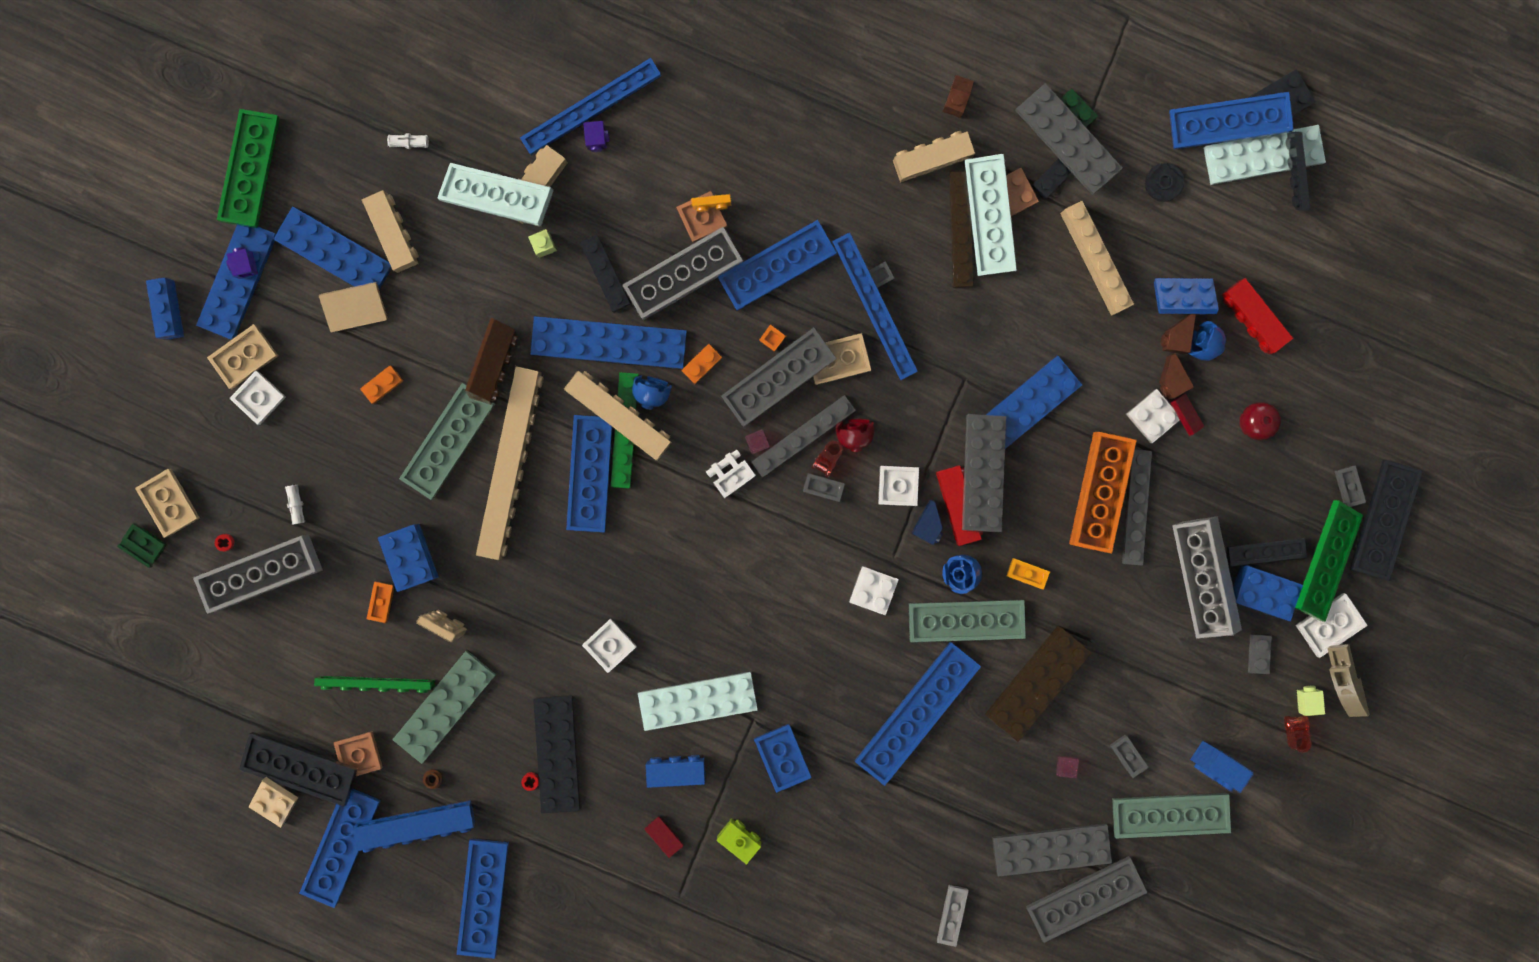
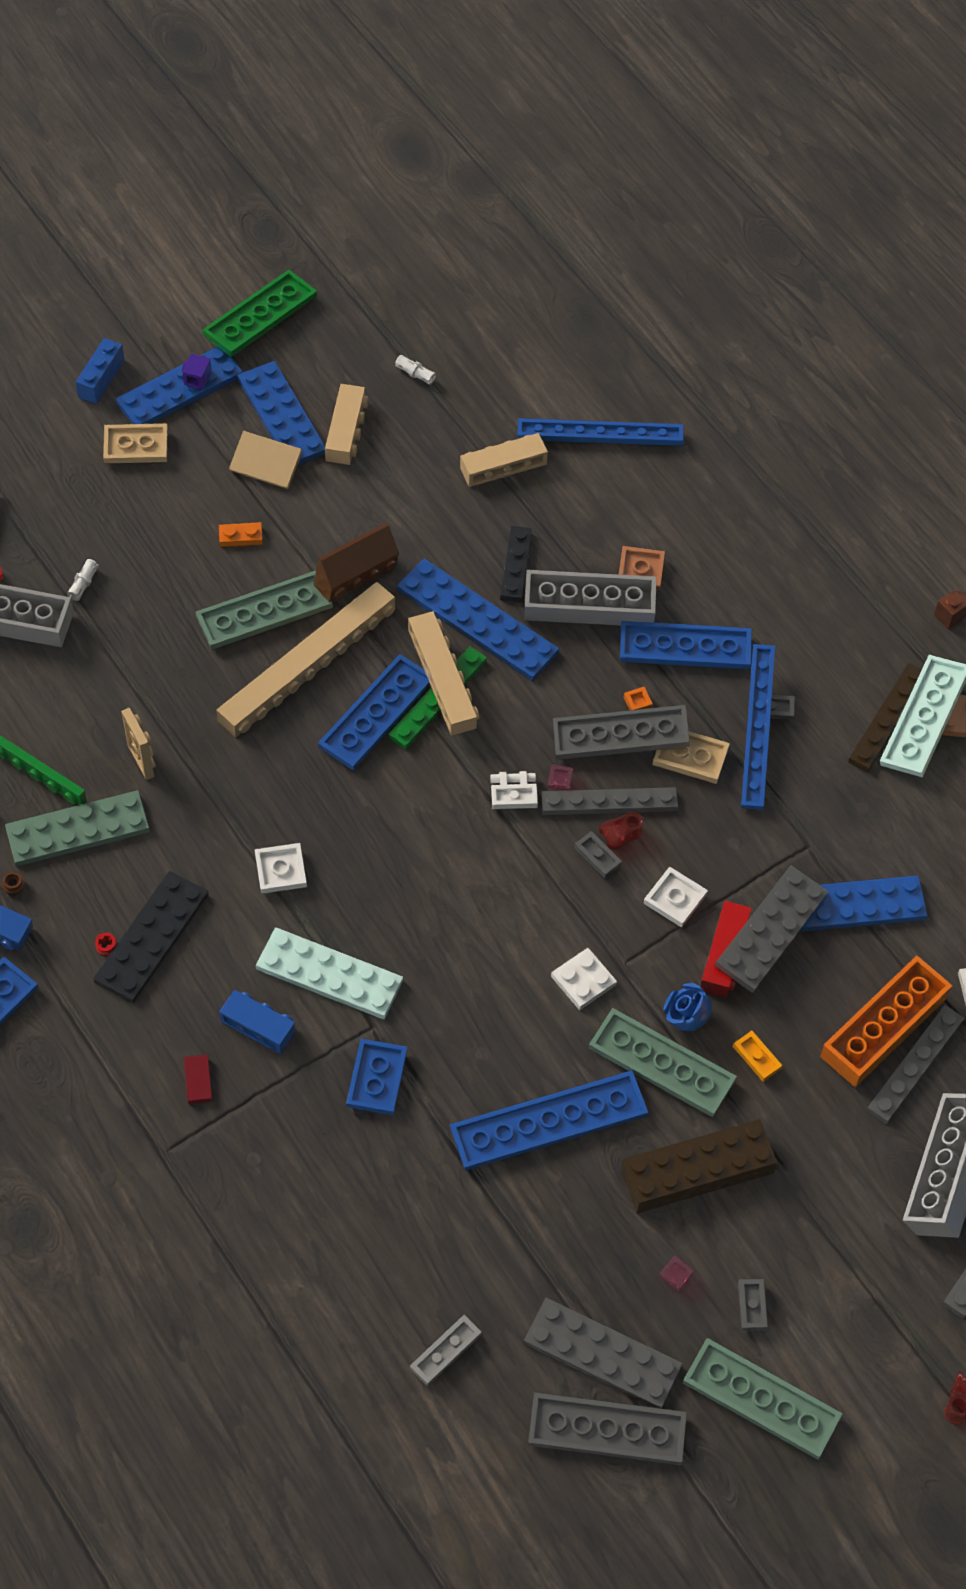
camera: 30 degrees right, 30 degrees down
(257, 397) = (121, 480): white plate -> none
(380, 602) = (93, 702): orange plate -> none
(408, 557) = (150, 679): blue brick -> none
(495, 194) = (463, 442): light aqua plate -> none
(542, 243) = (476, 506): yellowish green brick -> none
(596, 136) = (588, 454): dark purple brick -> none
(650, 392) = (487, 675): blue cylinder -> none
(701, 364) = (553, 685): orange plate -> none
(703, 203) = (659, 555): light orange plate -> none
(739, 840) = (272, 1127): lime brick -> none
(855, 434) = (663, 823): dark red cylinder -> none
(929, 524) = (681, 948): dark blue slope -> none
(933, 156) = (898, 640): tan brick -> none
(1220, 767) = (850, 1362): blue brick -> none

